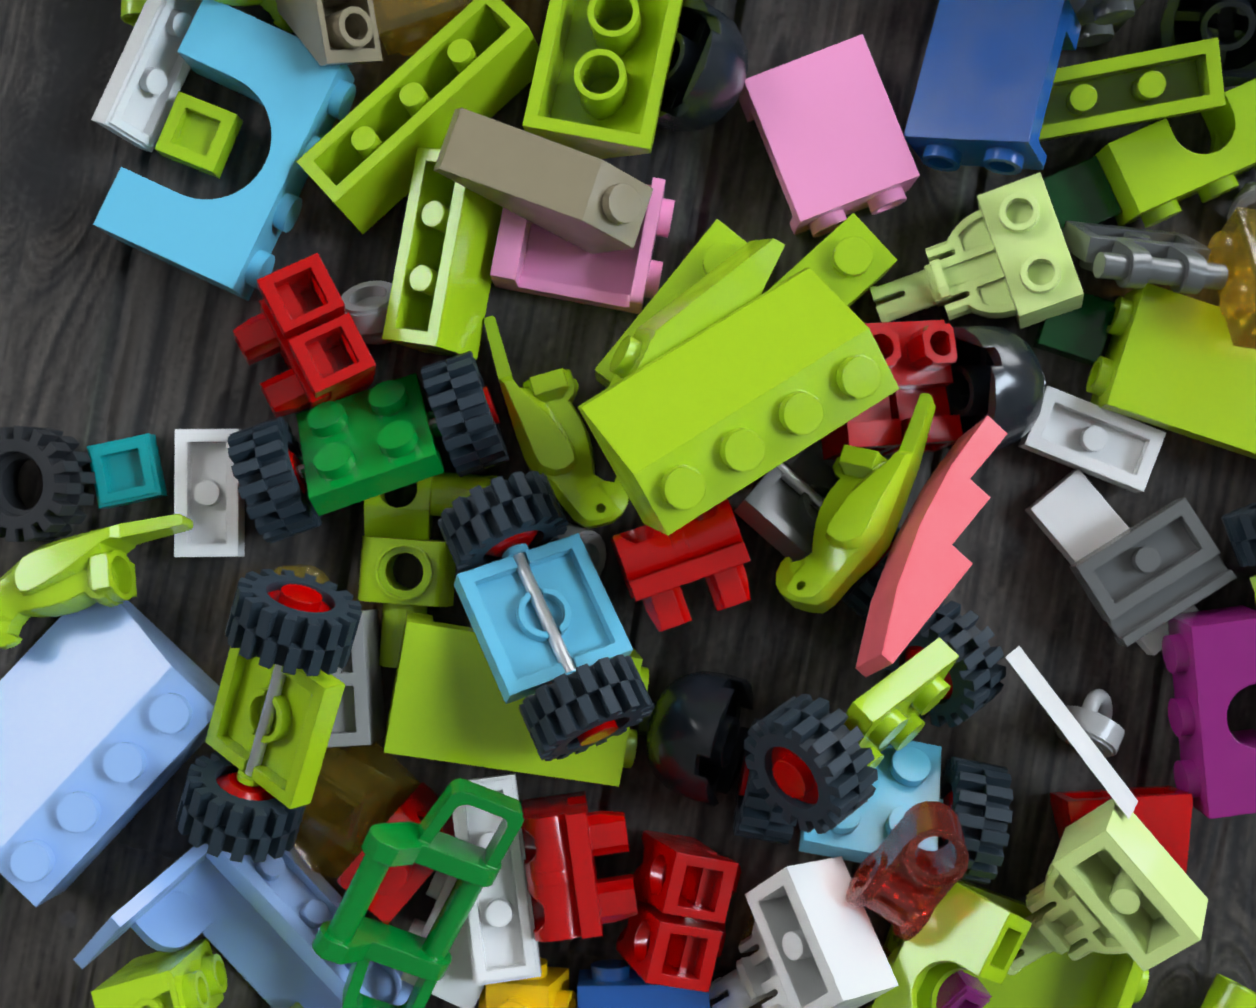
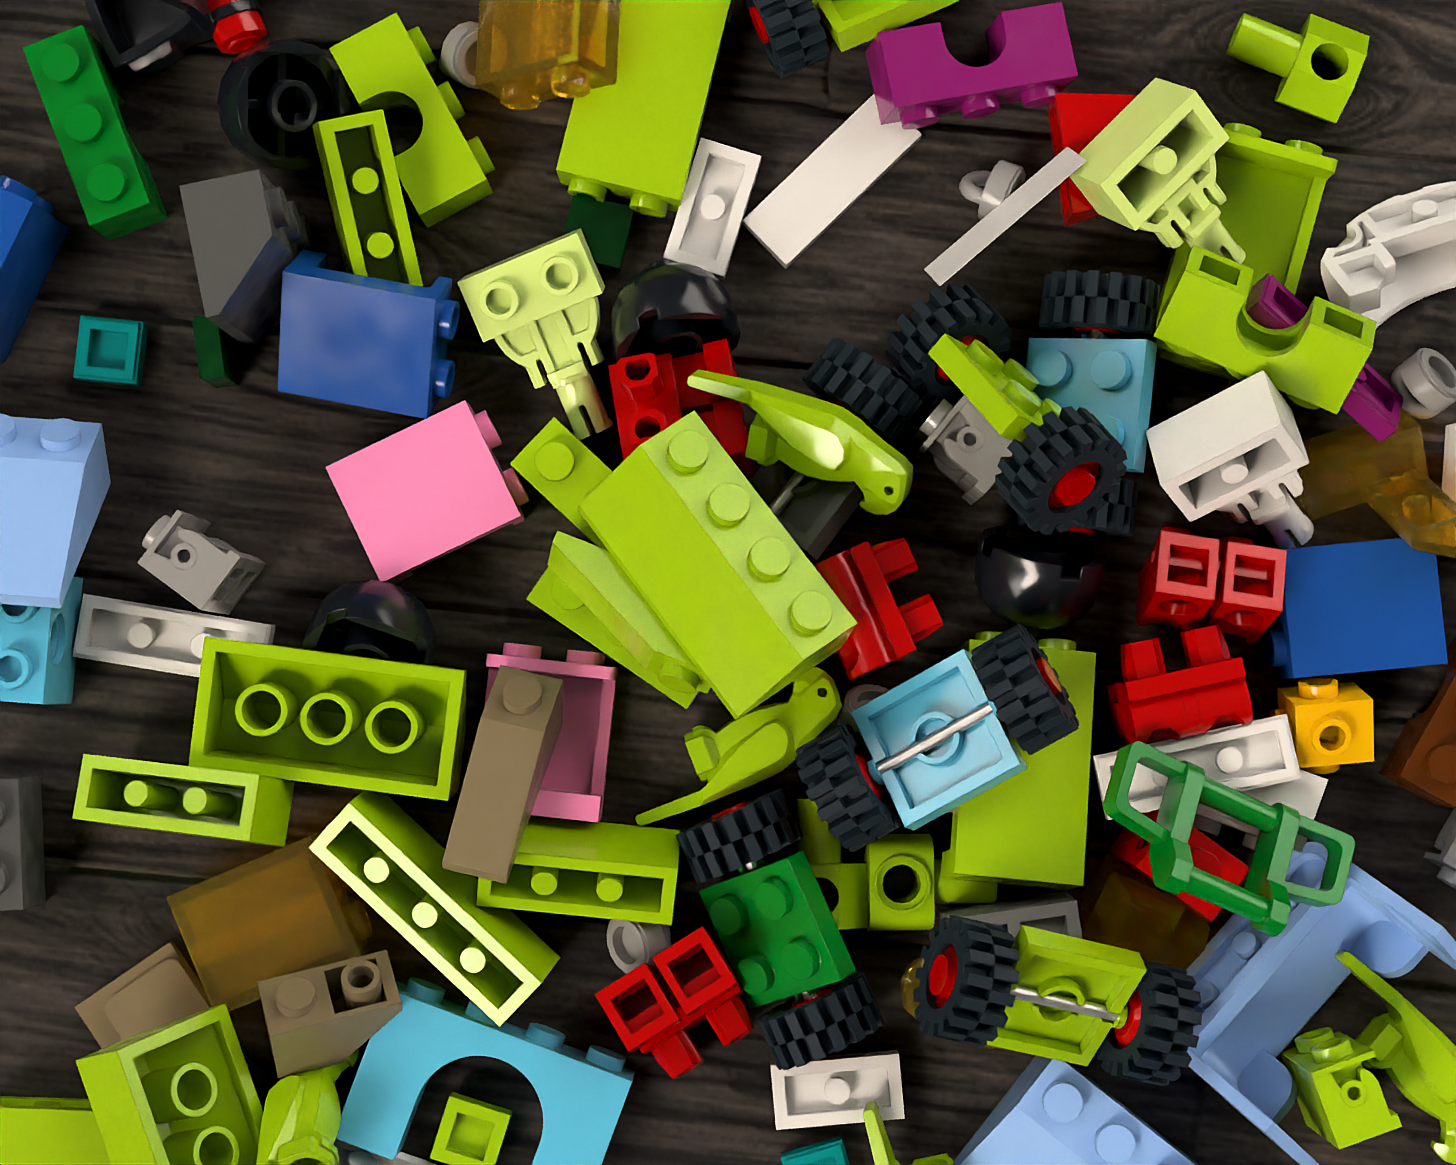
camera: 90 degrees left, 0 degrees up
(830, 669) = (963, 446): none -> light grey hinge
(906, 881) = (1163, 368): clear red piece -> none
(922, 559) = (856, 376): coral slope -> none
(1082, 194) = (469, 237): dark green tile -> none
(1144, 257) = (529, 173): dark grey plate -> none
(1152, 572) = (841, 144): dark grey plate -> none

